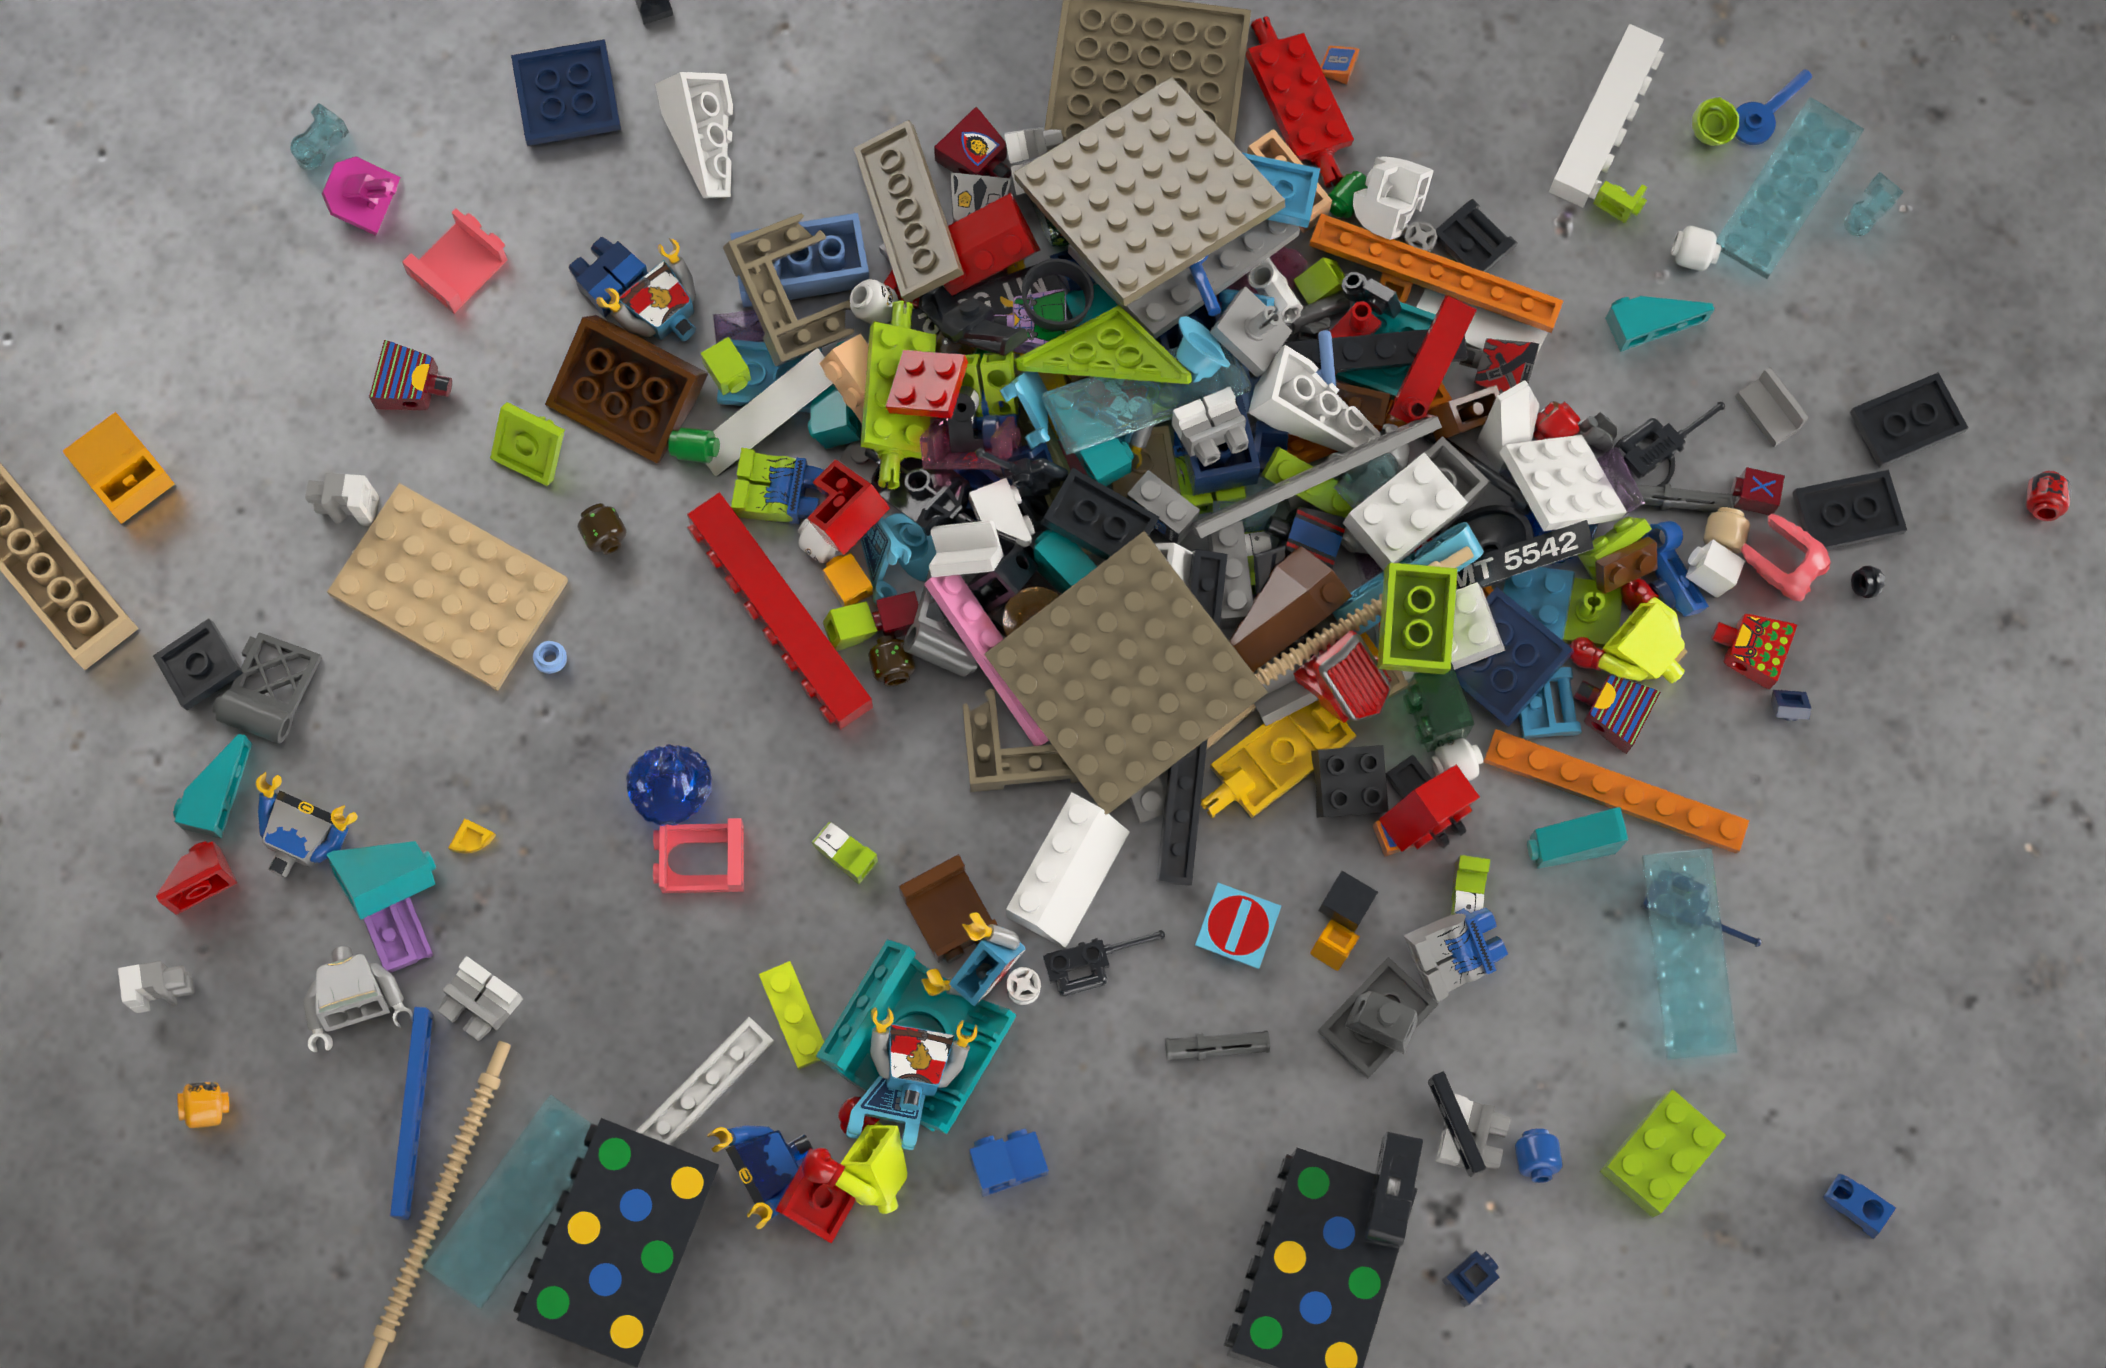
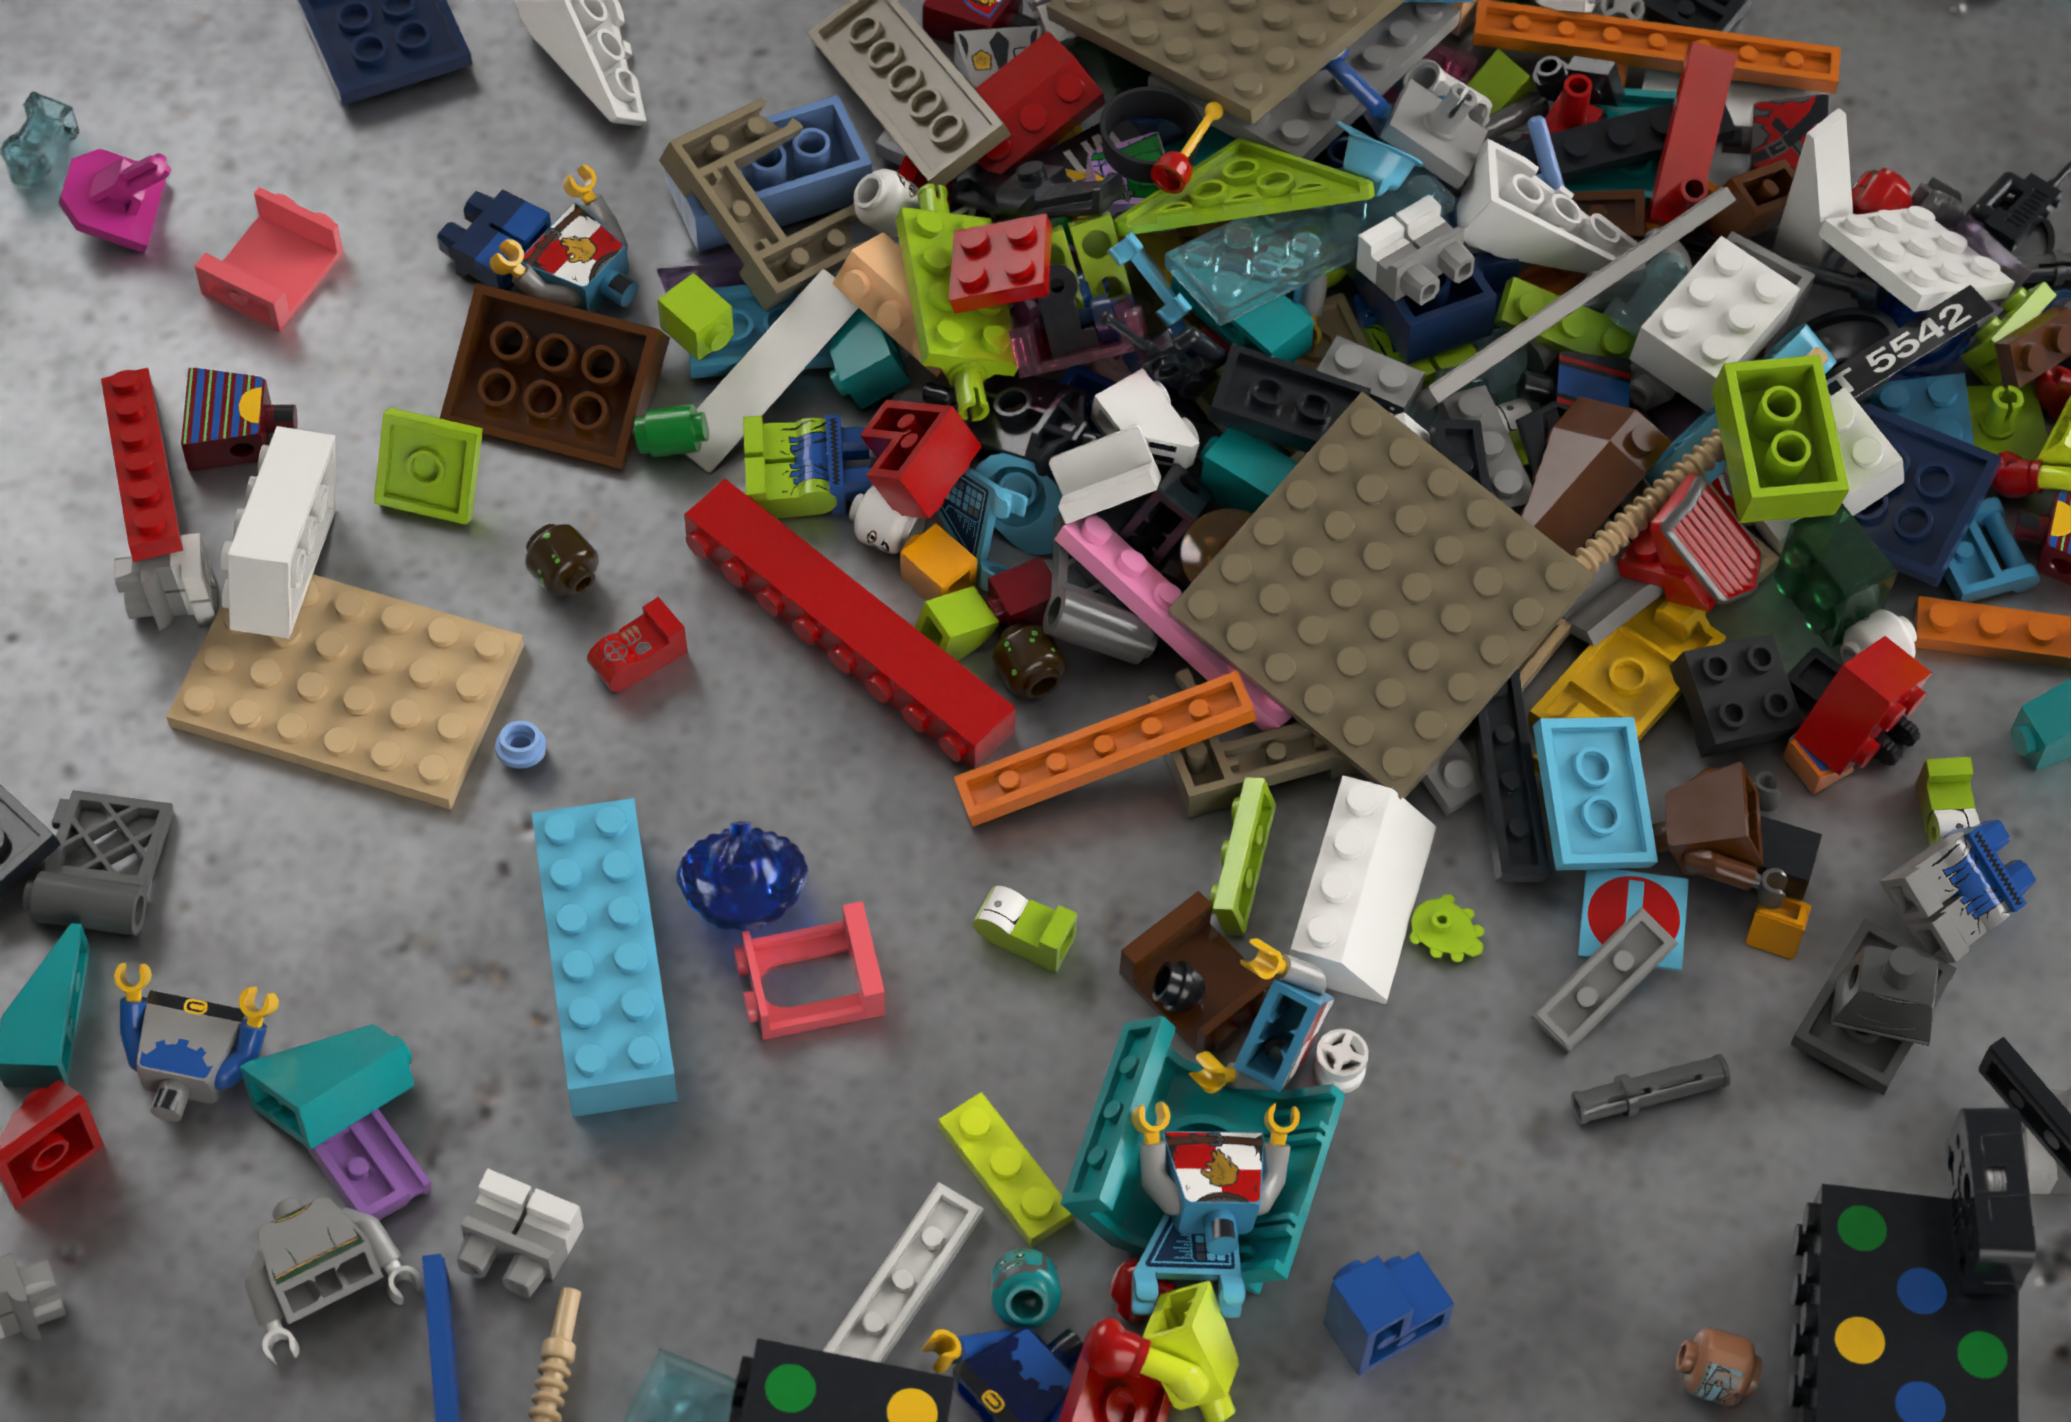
camera: 10 degrees left, 15 degrees down
(339, 410) = (141, 465): none -> red plate
(418, 481) = (280, 532): none -> white brick
(470, 838) = (454, 1014): yellow tile -> none
(570, 820) = (604, 958): none -> medium azure brick
(638, 602) = (639, 647): none -> red leg
(784, 1102) = (1025, 1288): none -> teal head
(923, 739) = (1105, 748): none -> orange plate
(931, 915) = (1178, 986): none -> black plate
(996, 830) = (1243, 856): none -> lime plate
(1062, 330) = (1172, 169): none -> red hinge
(1090, 954) = (1428, 1002): black piece -> none
(1117, 905) = (1446, 929): none -> lime piece
(1206, 966) = (1604, 980): none -> light grey tile
(1207, 1242) = (1719, 1366): none -> nougat head
(1233, 837) = (1595, 793): none -> medium azure plate
(1308, 875) = (1717, 829): none -> reddish brown torso
(1650, 318) = (1965, 55): teal slope -> none

